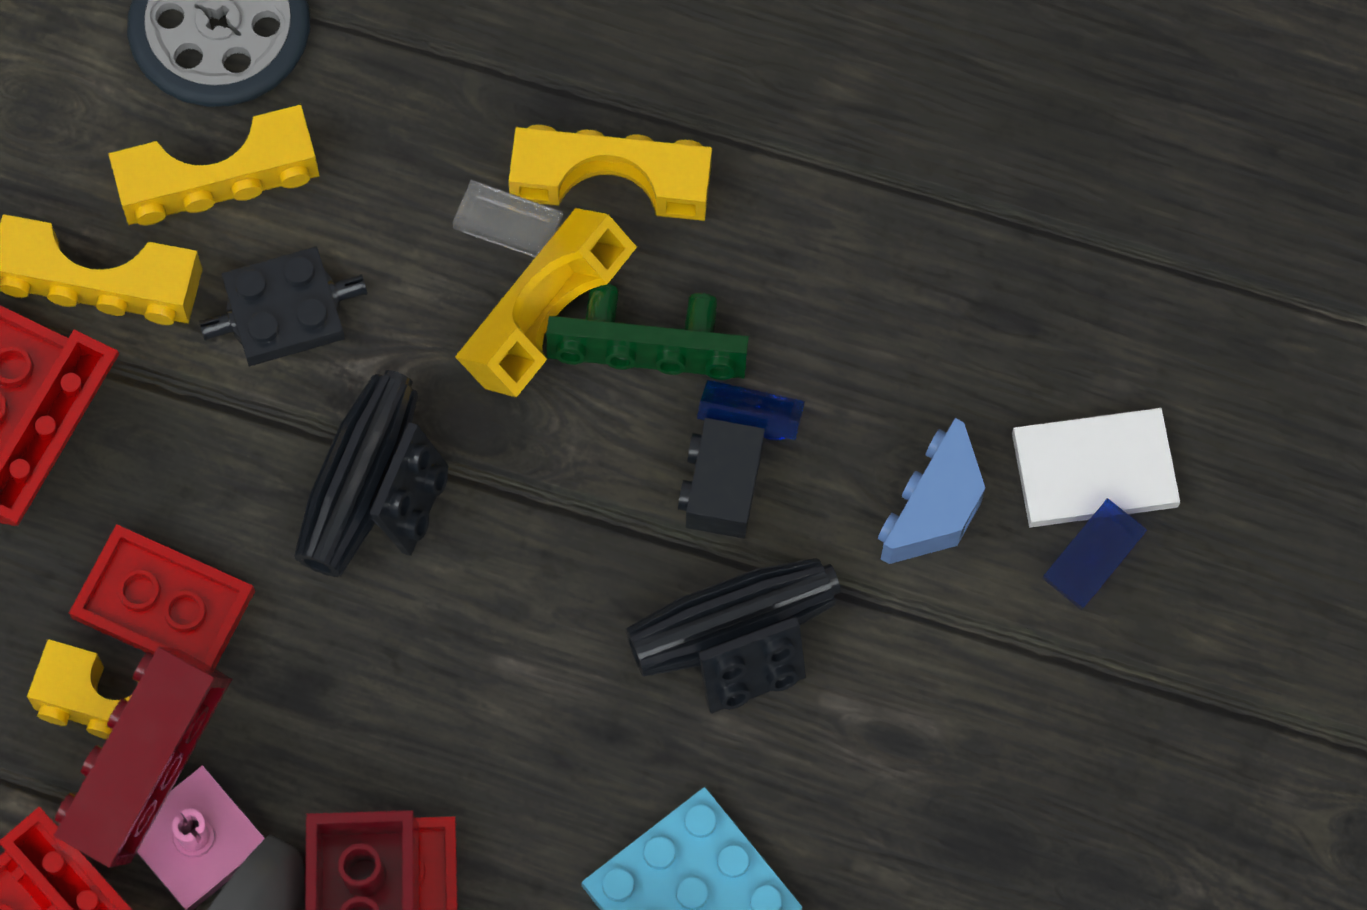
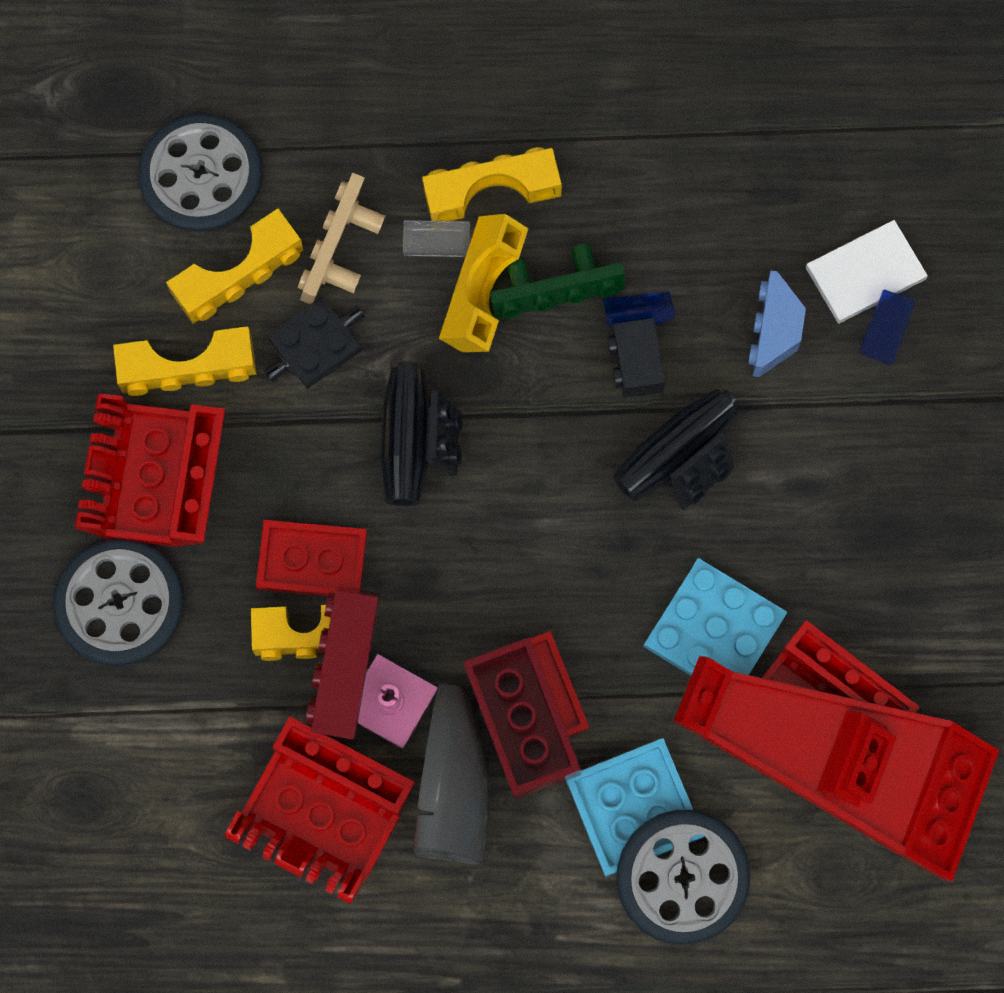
camera: 15 degrees left, 5 degrees up
(374, 153) = (324, 268): none -> tan plate

